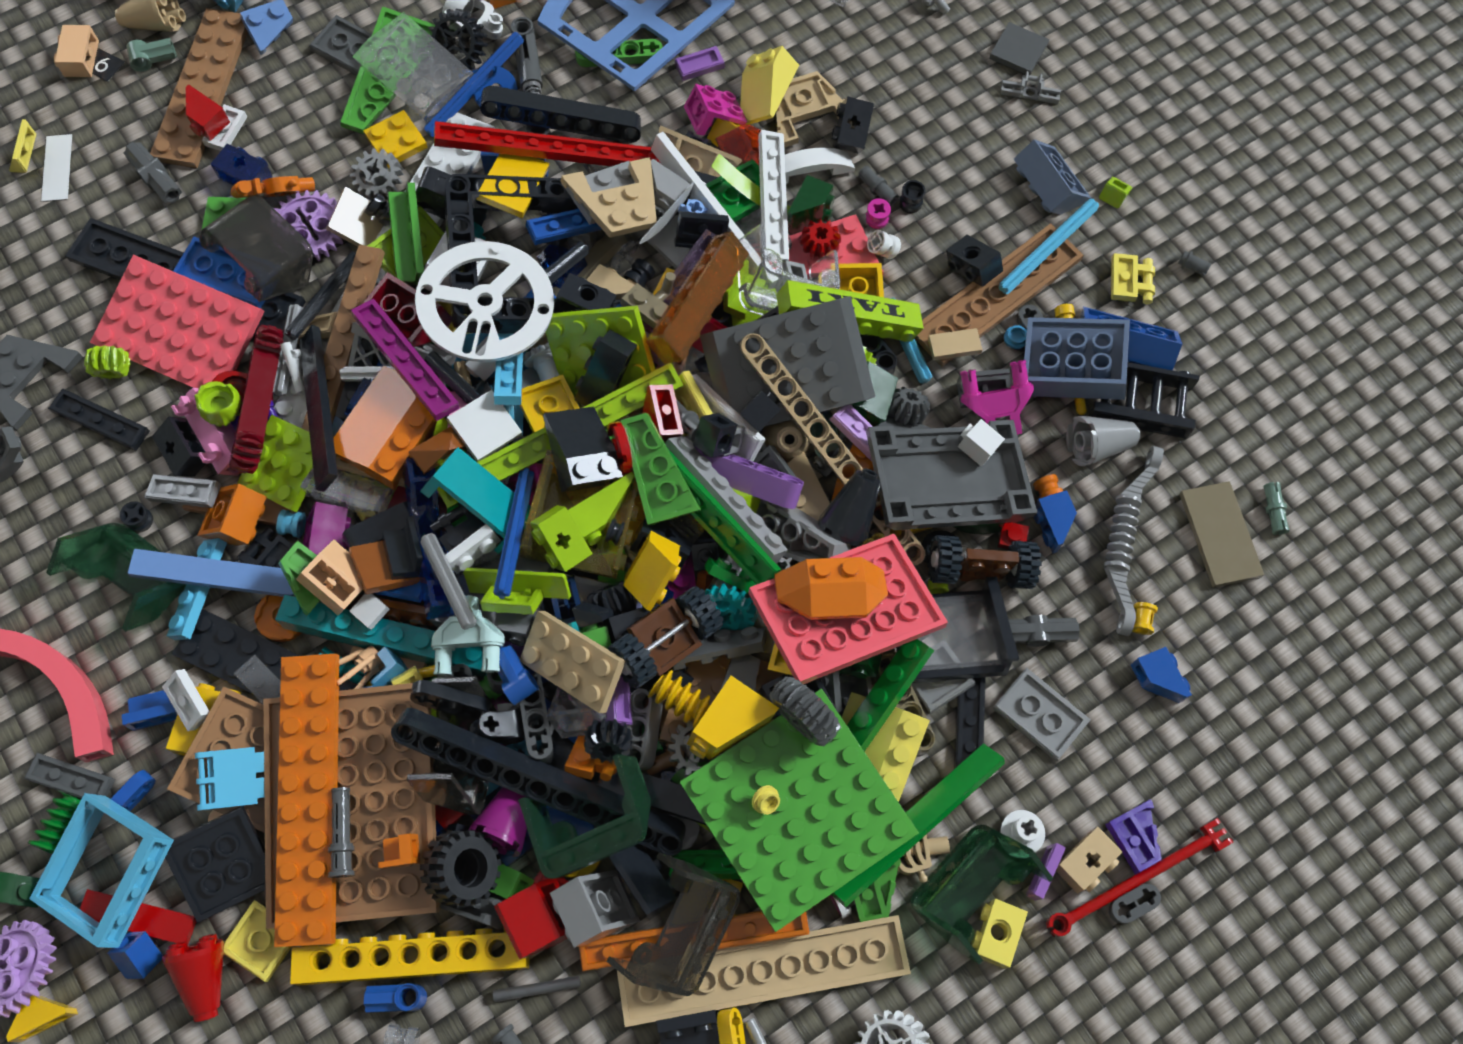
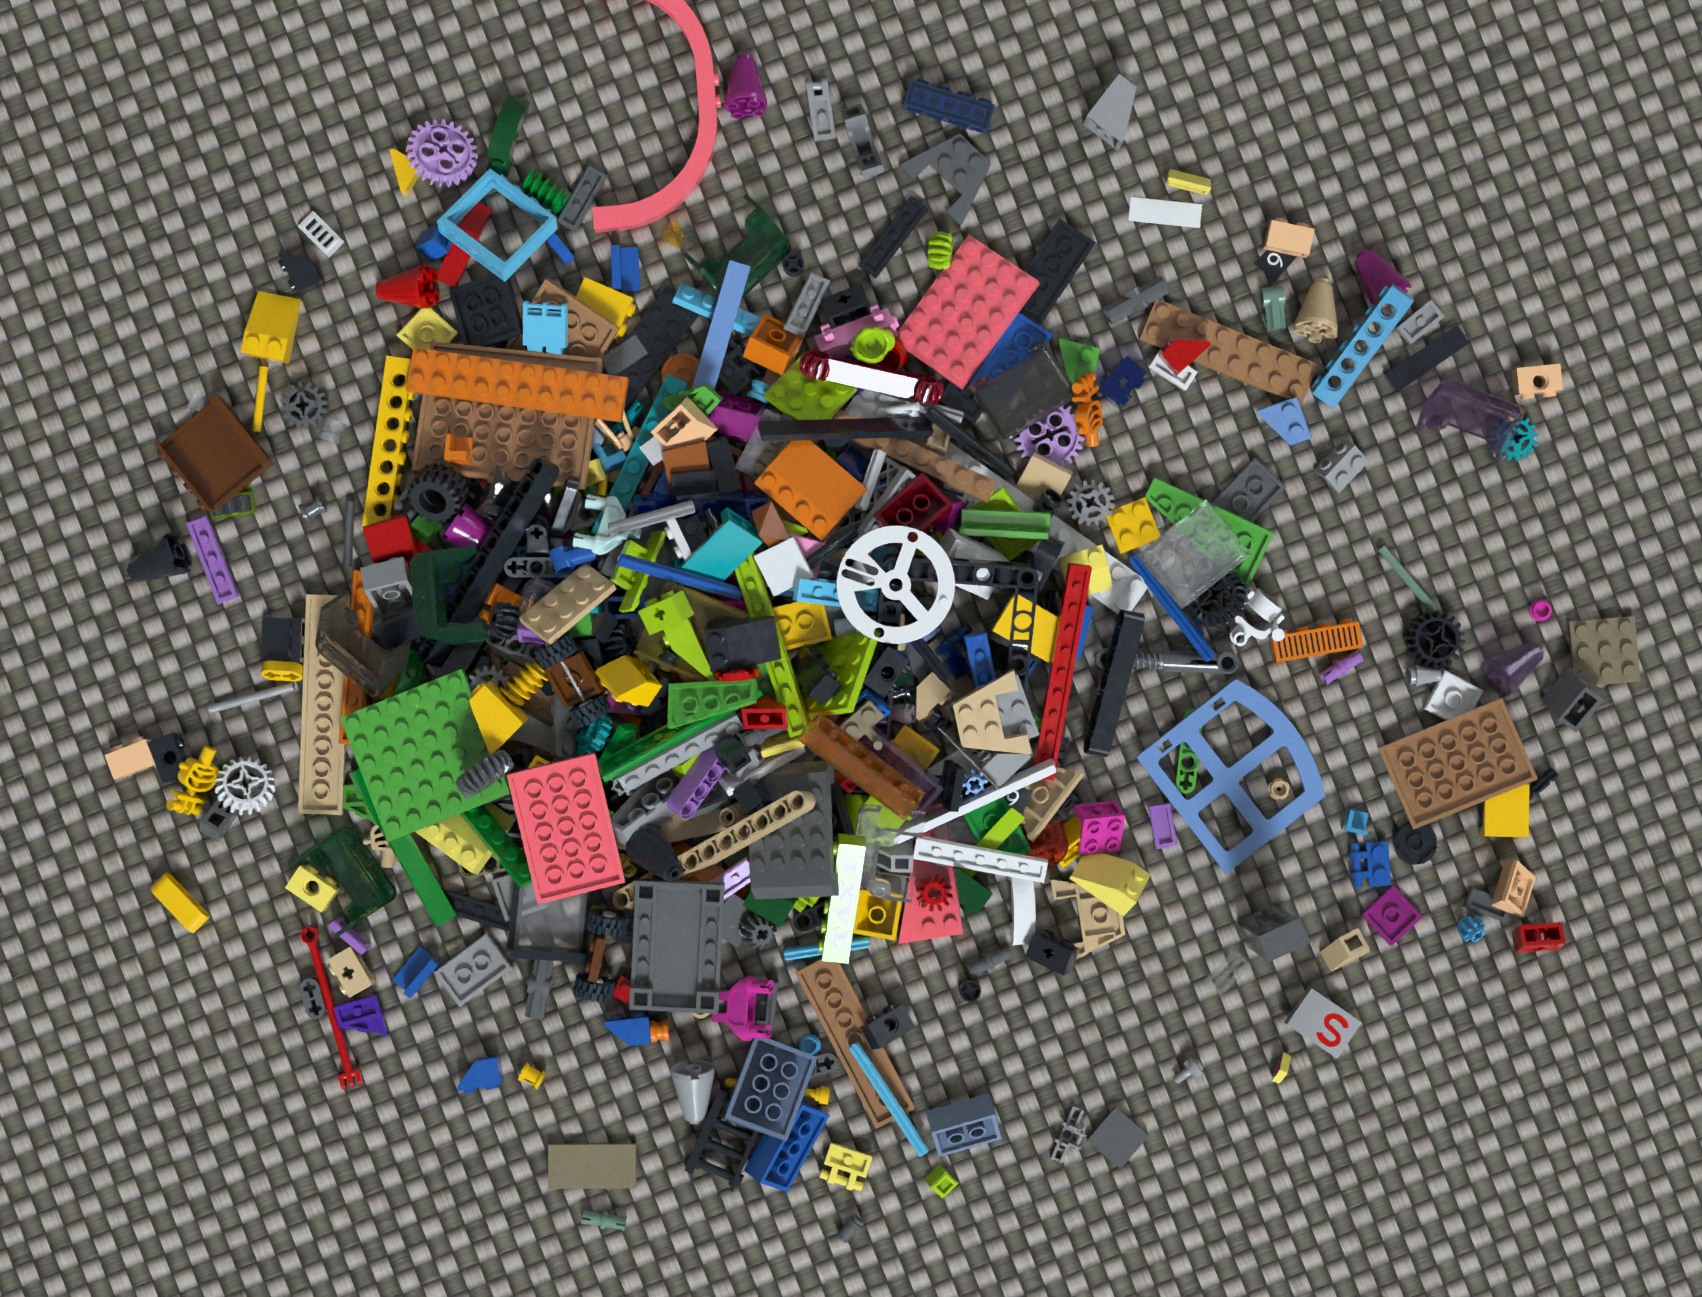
camera: 105 degrees right, 20 degrees up
(110, 660) = (673, 235): none -> clear yellow tile
(186, 700) = (616, 297): white plate -> none
(341, 848) = (472, 406): dark grey pin -> none
(392, 998) = (363, 426): blue piece -> none
(405, 359) = (856, 509): magenta plate -> none
(446, 159) = (1096, 558): none -> light yellow slope
(501, 77) = (1170, 637): blue piece -> none
(766, 800) = (430, 730): light yellow plate -> none
(832, 588) = (576, 818): orange wedge -> none
(880, 219) = (956, 951): dark pink wheel -> none
(883, 244) = (922, 950): white wheel -> none
(955, 344) = (808, 986): tan tile -> none
(980, 442) = (697, 978): white brick -> none
(1024, 828) = (384, 927): white gear -> none
(1065, 779) = (416, 971): none -> blue panel
(1123, 538) = (636, 1096): light grey piece -> none

